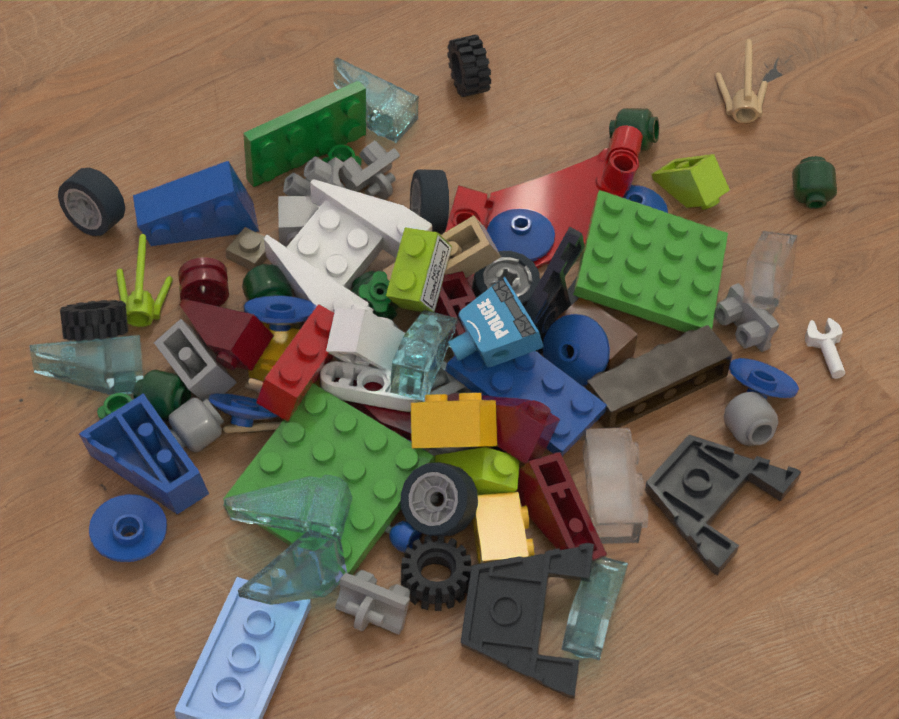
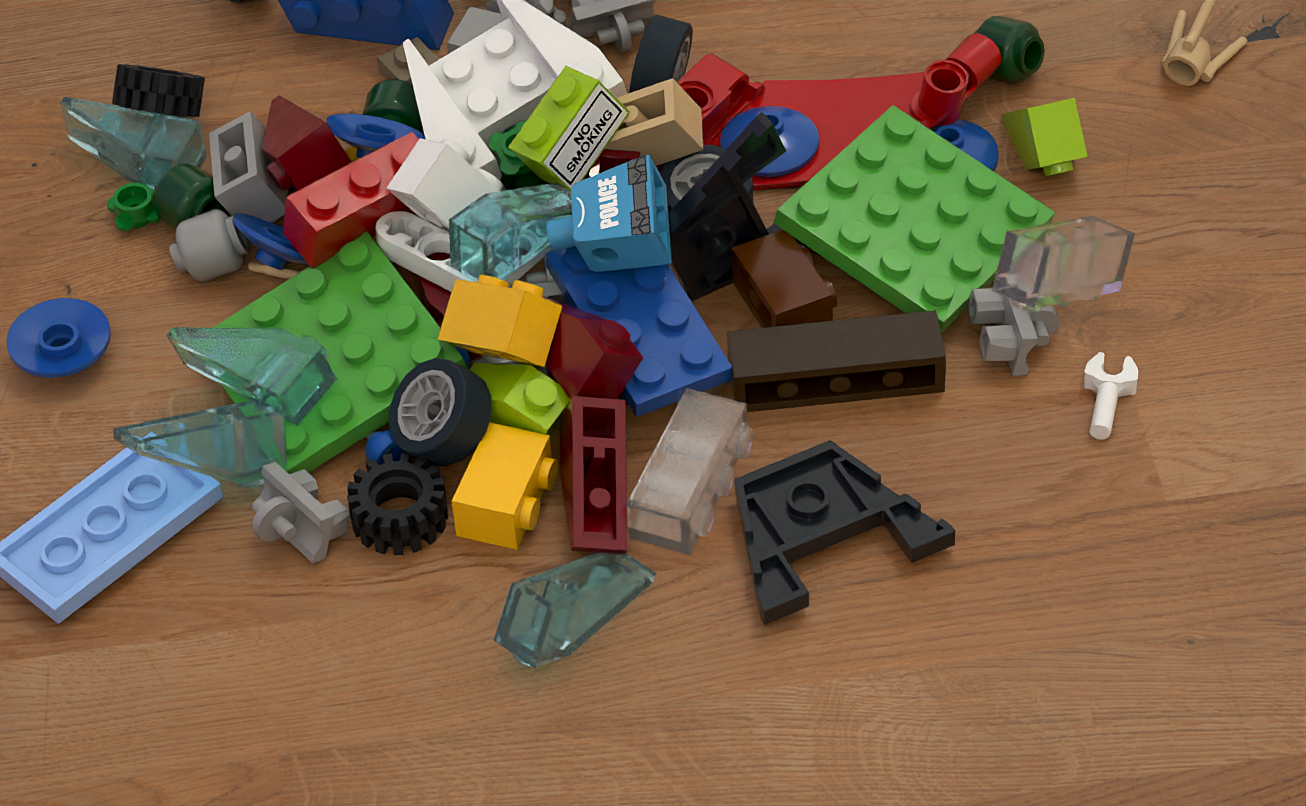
camera: 30 degrees right, 5 degrees down
(140, 304) = (232, 90): lime plant -> none
(146, 454) = (128, 254): blue wedge -> none
(204, 281) = (320, 83): dark red wheel -> none
(508, 610) = (456, 570): black wing -> none
(589, 346) = (741, 290): blue dish -> none
(751, 419) = (930, 446): light grey head -> none
(763, 378) = (979, 403): blue dish -> none
(814, 182) = (1221, 179): dark green head -> none

